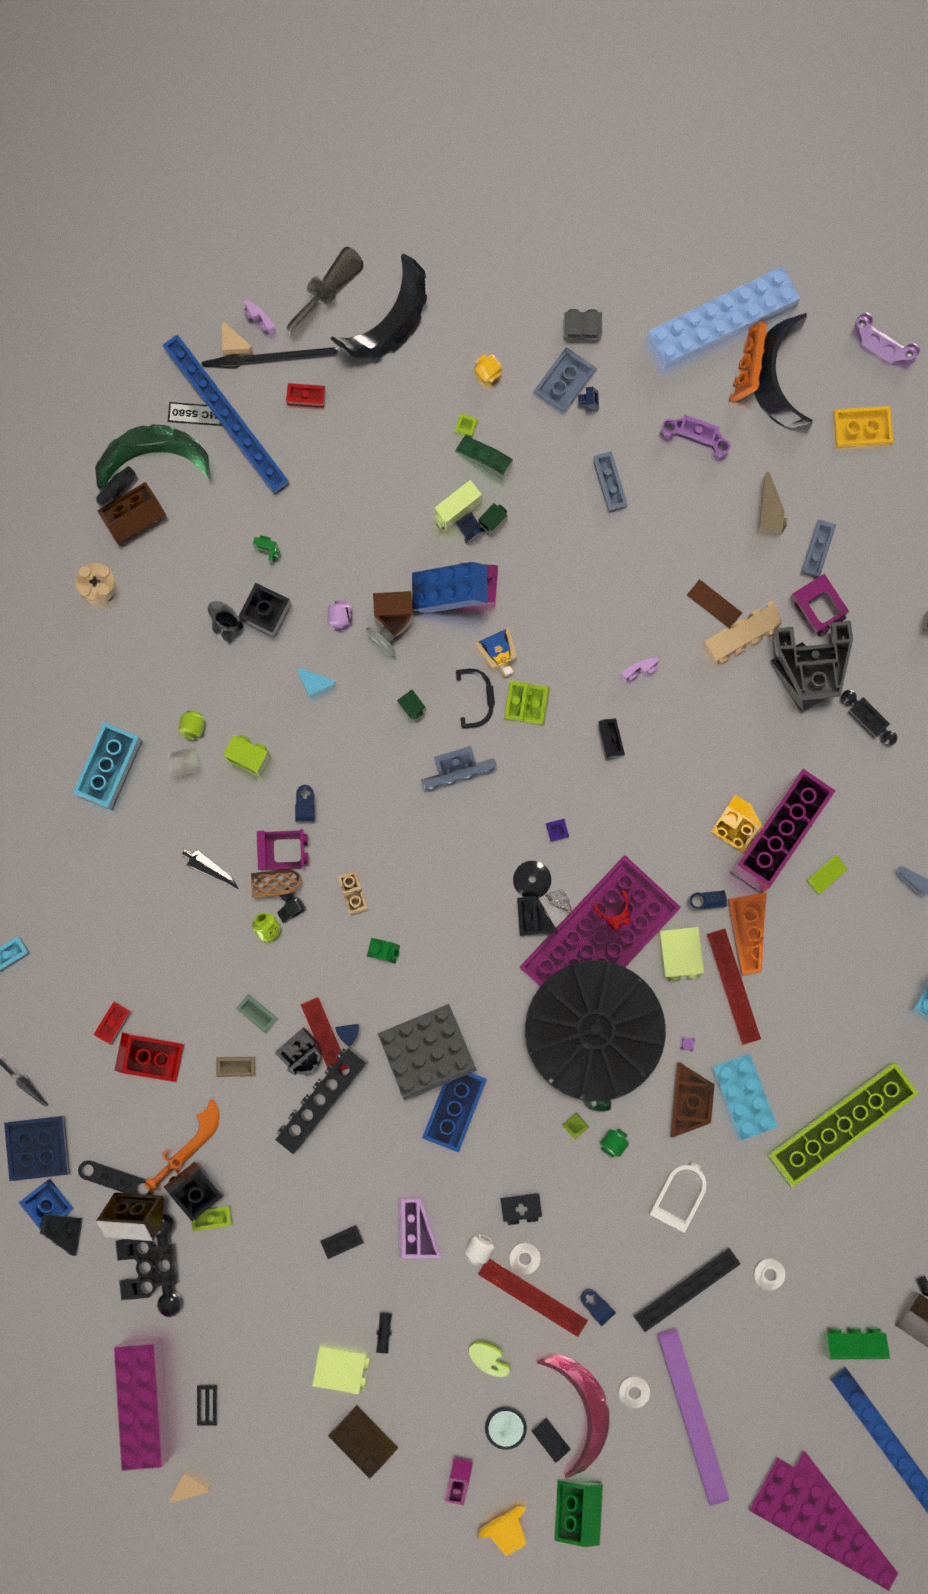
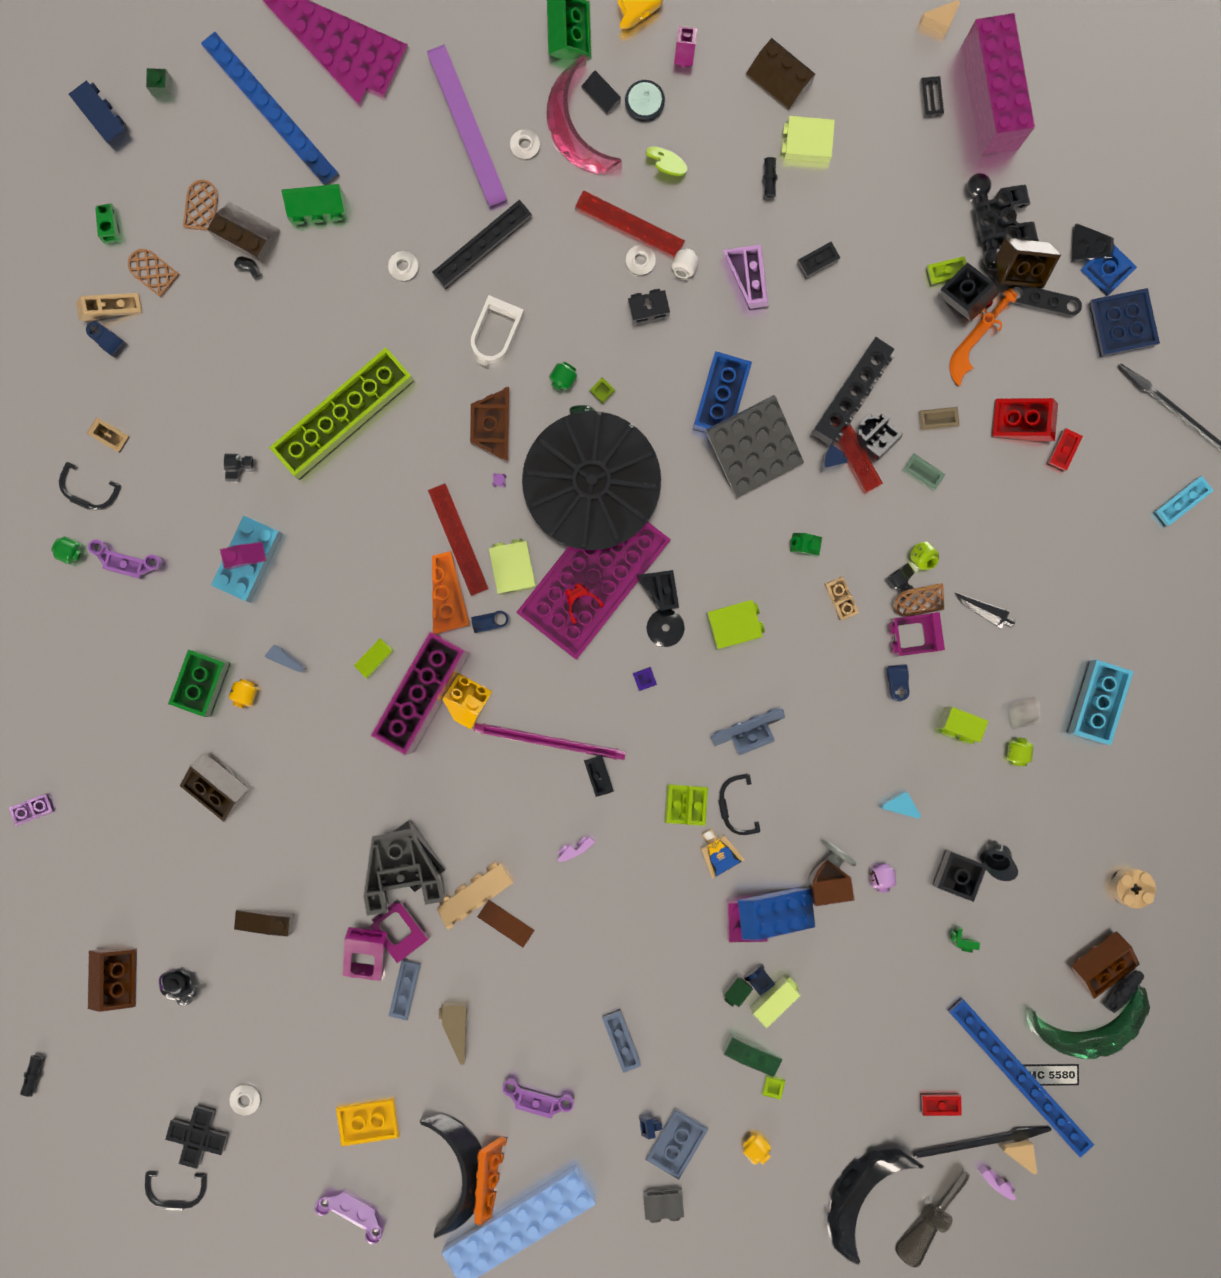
camera: 170 degrees right, 5 degrees up
(412, 706) = (801, 790): dark green brick -> none
(462, 875) = (735, 624): none -> lime brick
(560, 900) = (638, 607): clear slope -> none
(599, 1309) = (565, 218): dark blue piece -> none
(657, 776) = (549, 741): none -> magenta piece
(744, 1097) = (439, 431): medium azure brick -> none
(855, 595) = (368, 943): none -> magenta window
(869, 717) = (342, 820): black plate -> none

